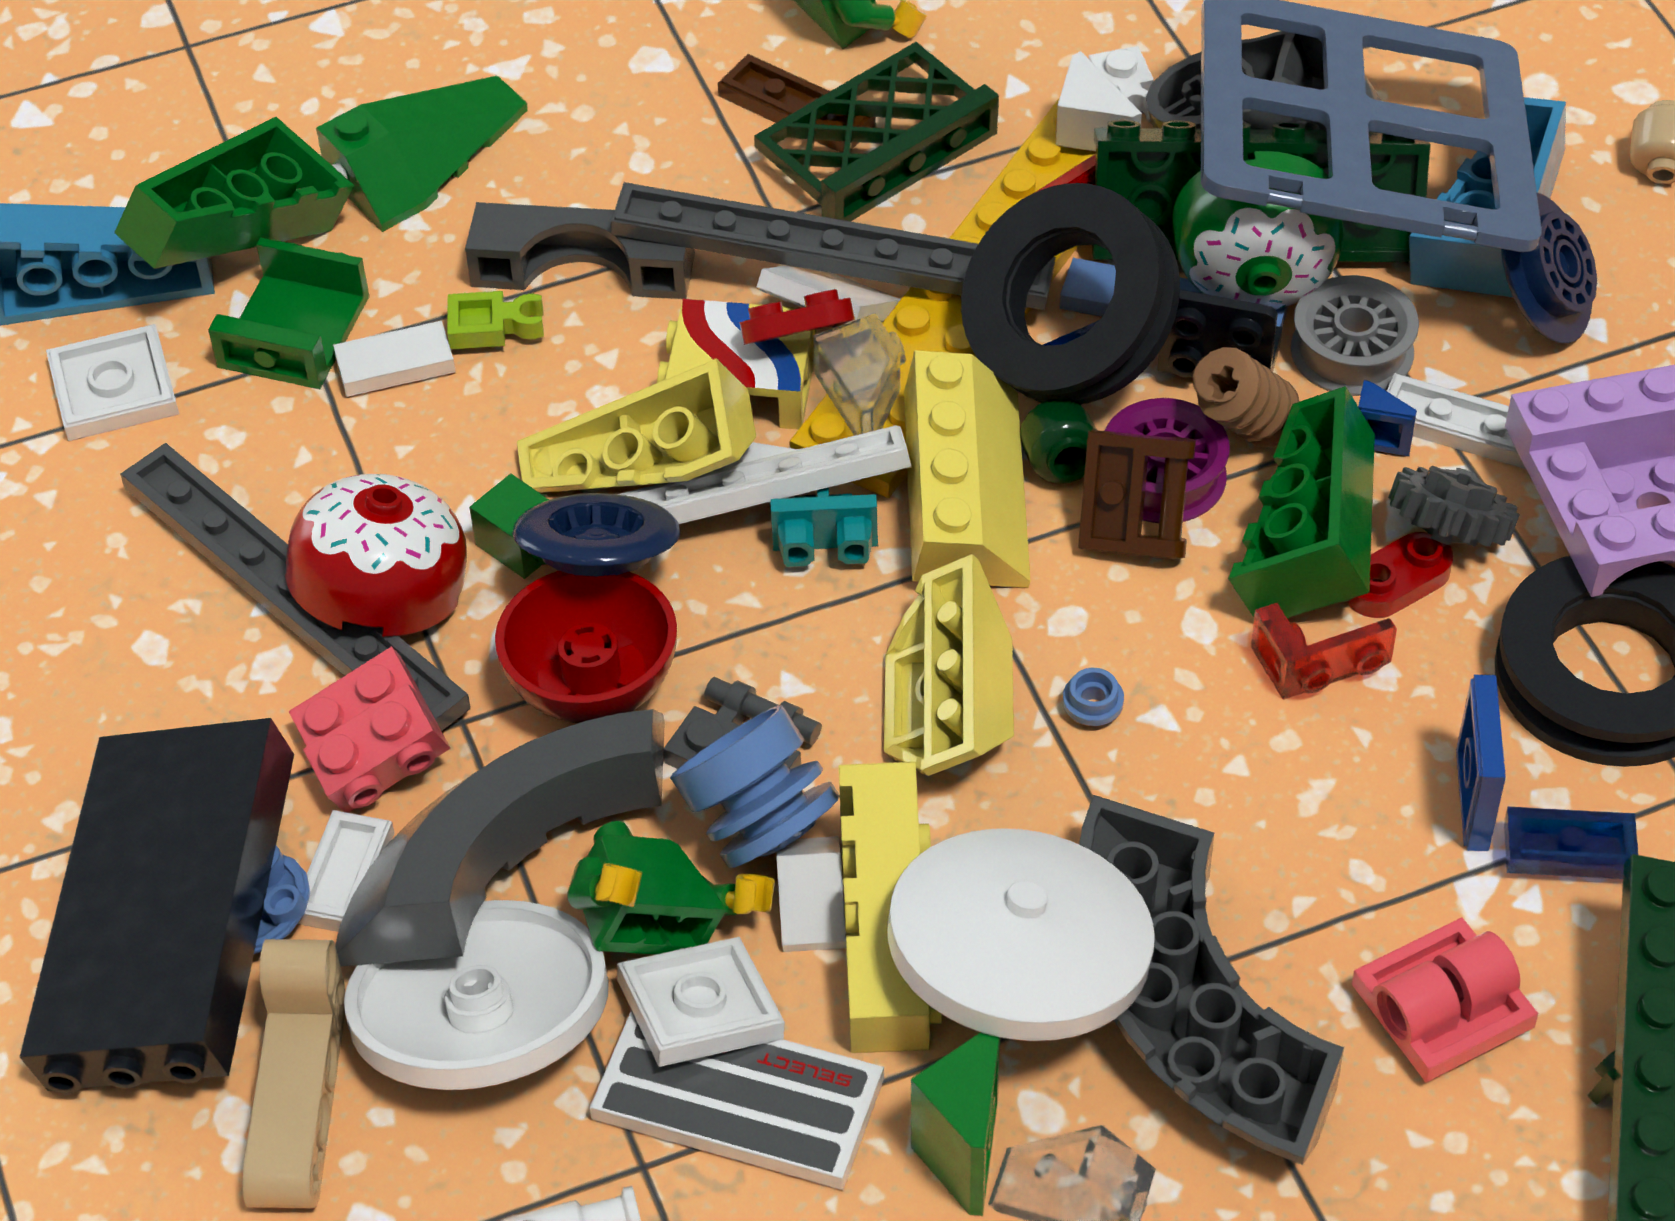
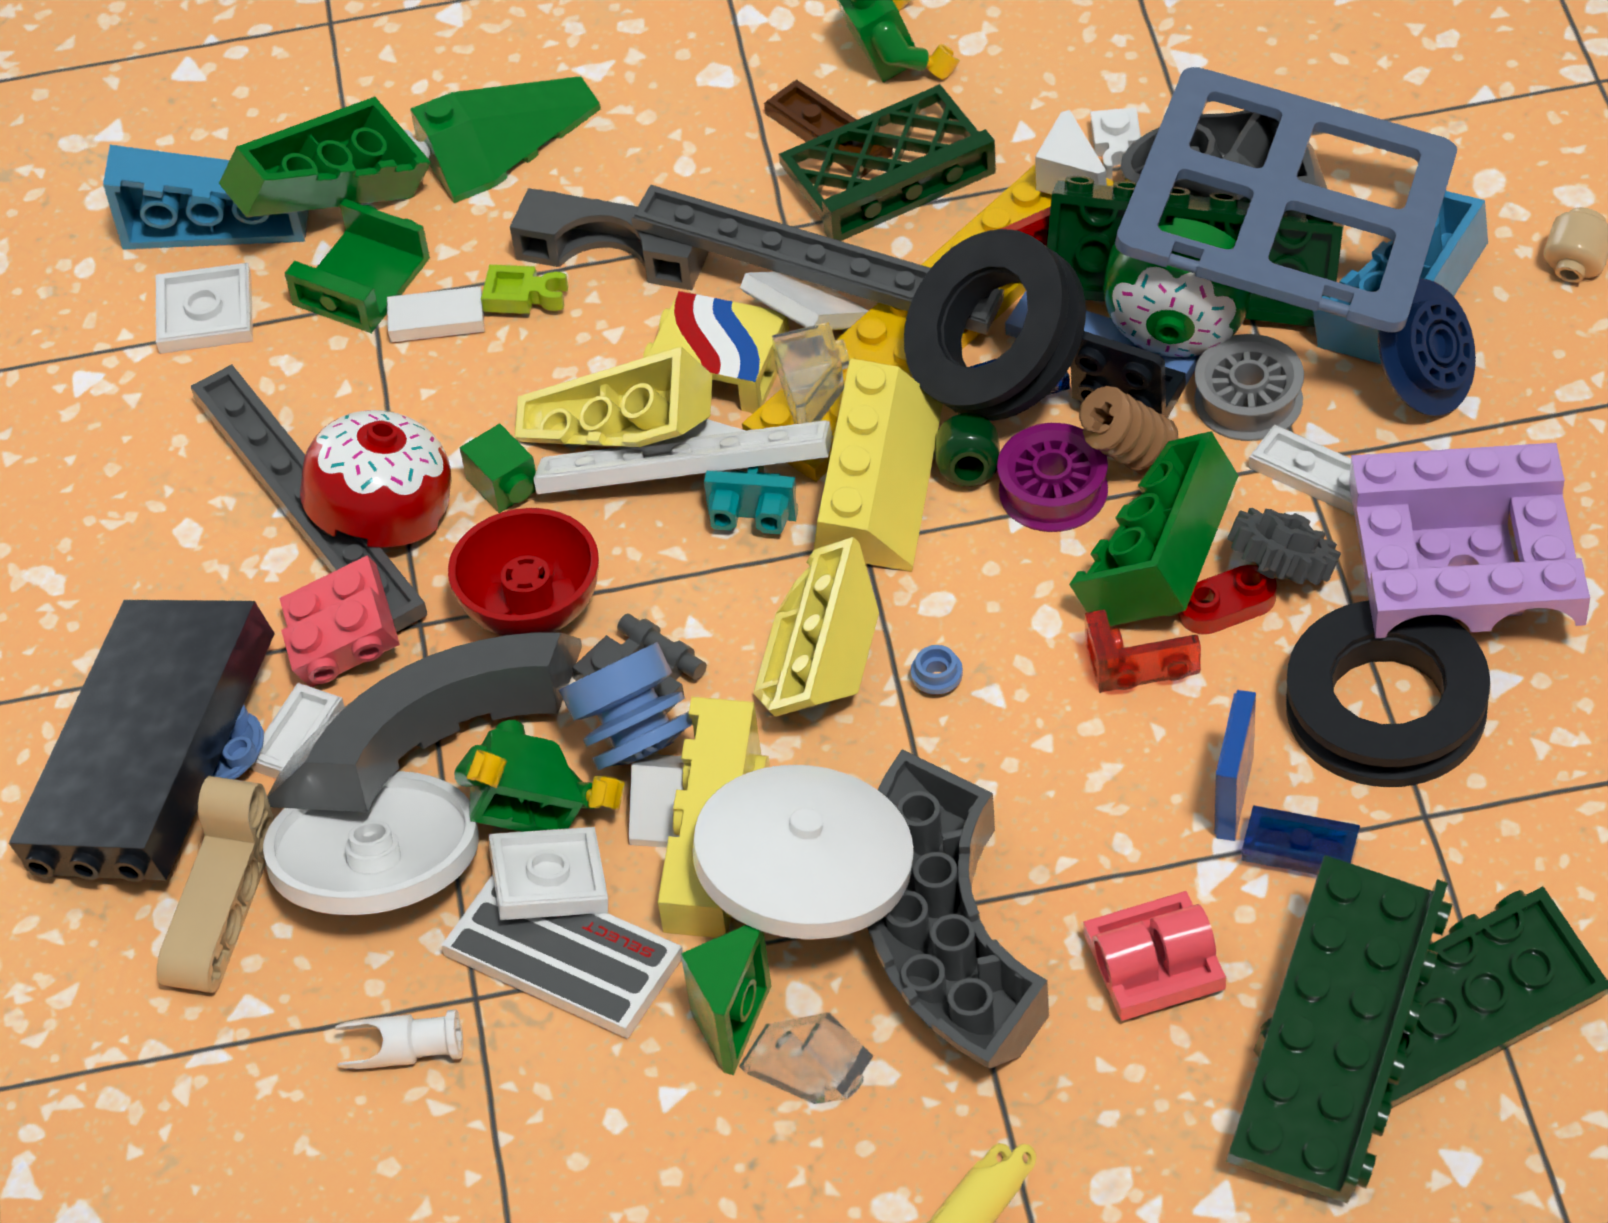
camera: 15 degrees right, 0 degrees up
(596, 533) = (551, 481): dark blue wheel -> none
(821, 311) = (740, 319): red plate -> none
(1116, 493) = (998, 497): reddish brown plate -> none
(1388, 418) = (1251, 464): blue slope -> none

